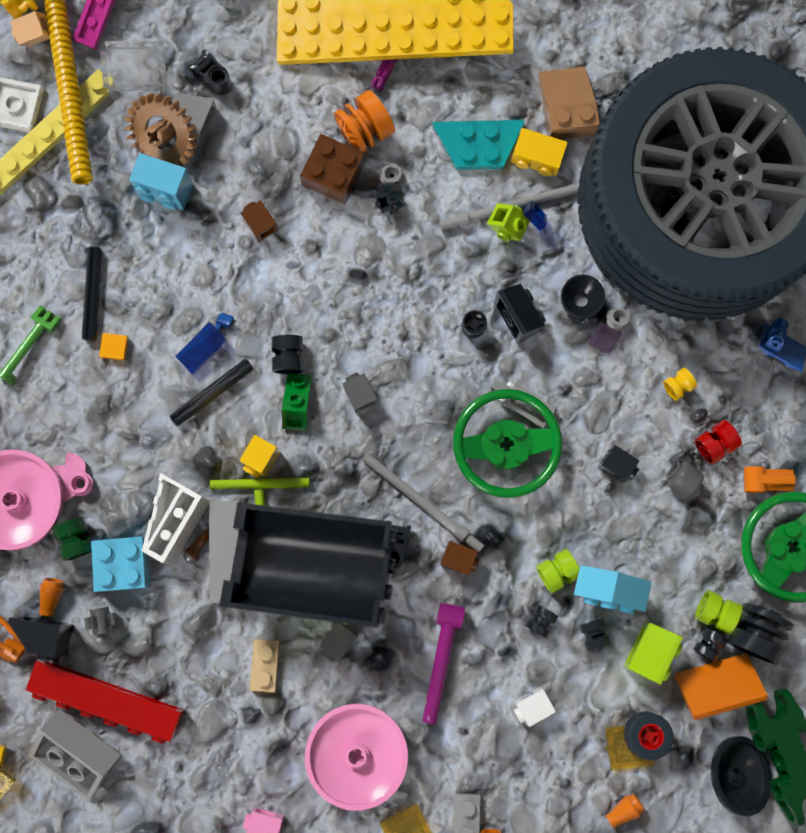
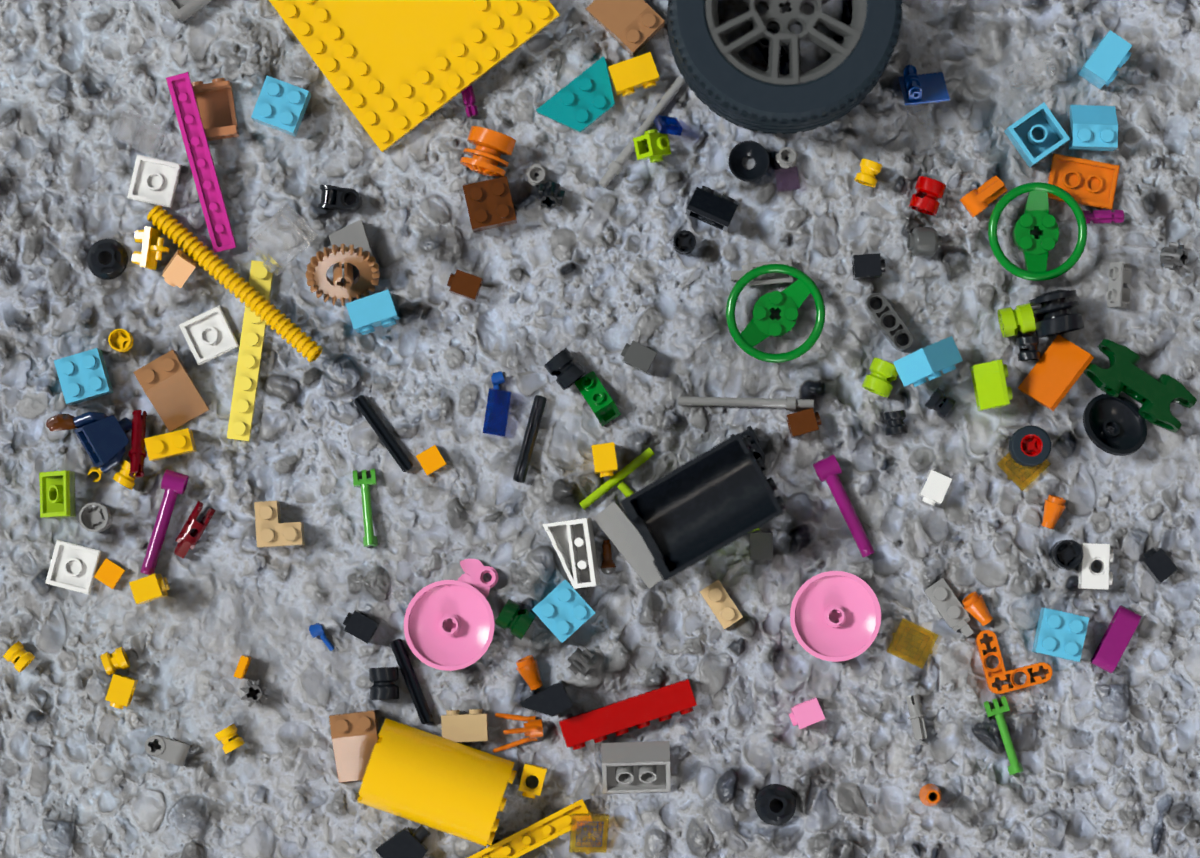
camera: 30 degrees left, 5 degrees up
(607, 515) = (899, 326): none -> dark grey beam

